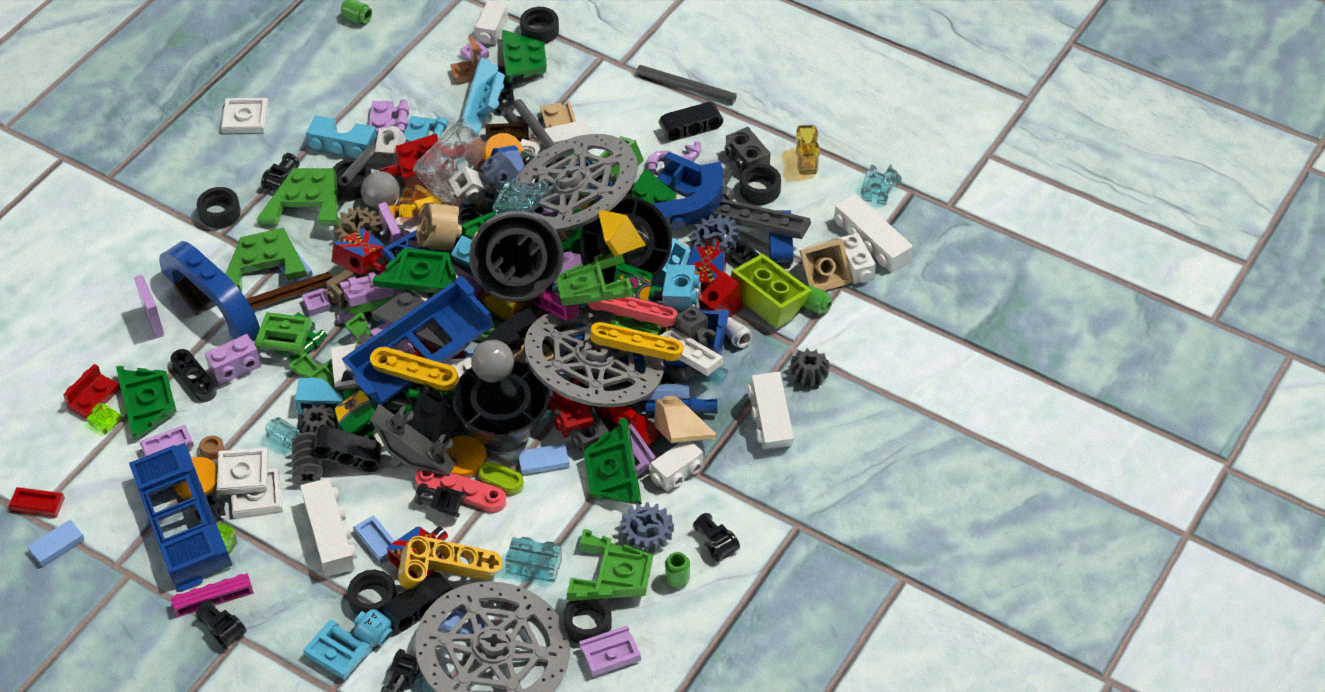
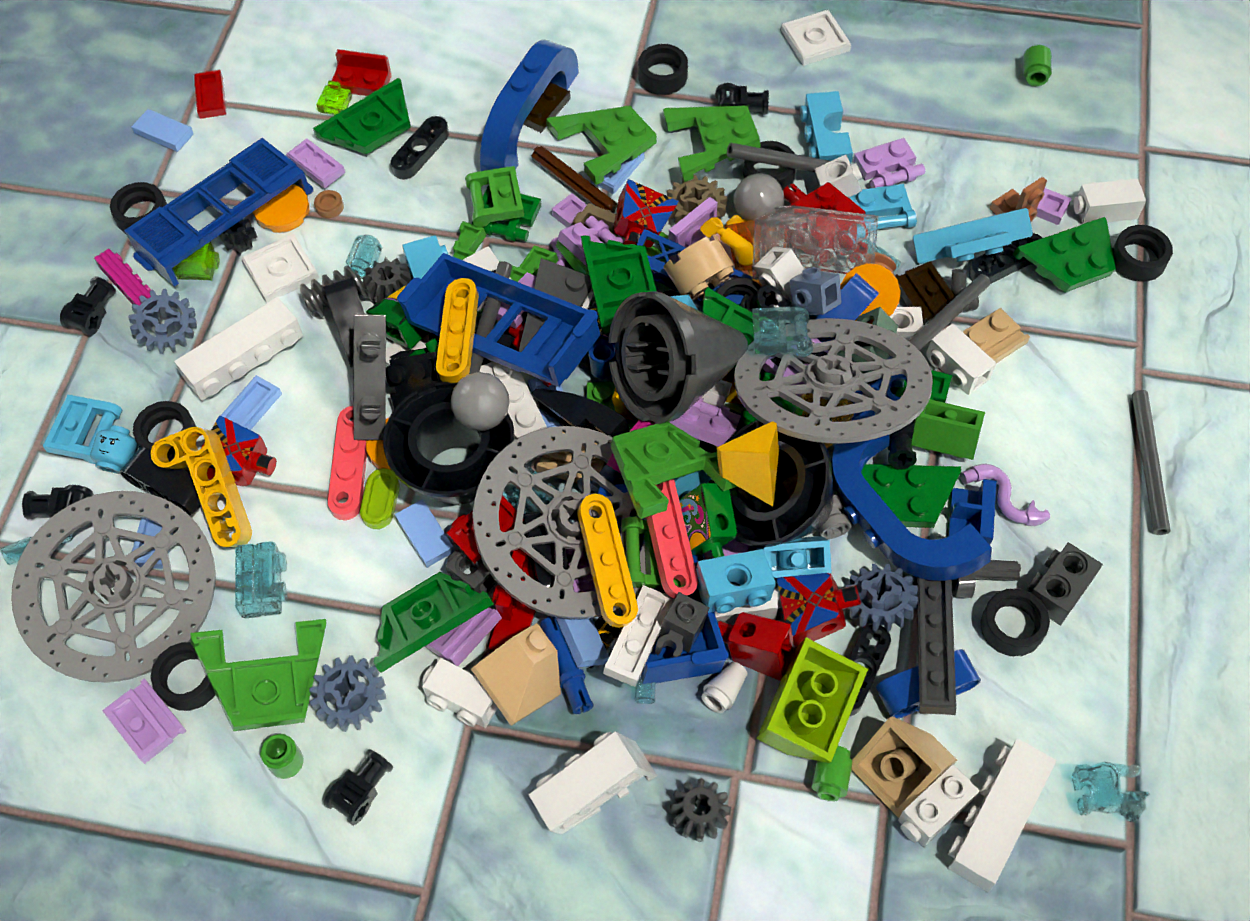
camera: 70 degrees right, 10 degrees up
(143, 586) = (131, 195): none -> black tyre
(149, 306) = (482, 65): lavender tile -> none
(232, 359) = (445, 168): lavender brick -> none
(242, 471) = (296, 241): white tile -> none
(269, 572) = (173, 323): none -> sand blue gear
(443, 499) = (318, 448): black connector -> none
(690, 121) = (1080, 491): black beam -> none
(807, 149) = (1109, 661): clear yellow brick -> none

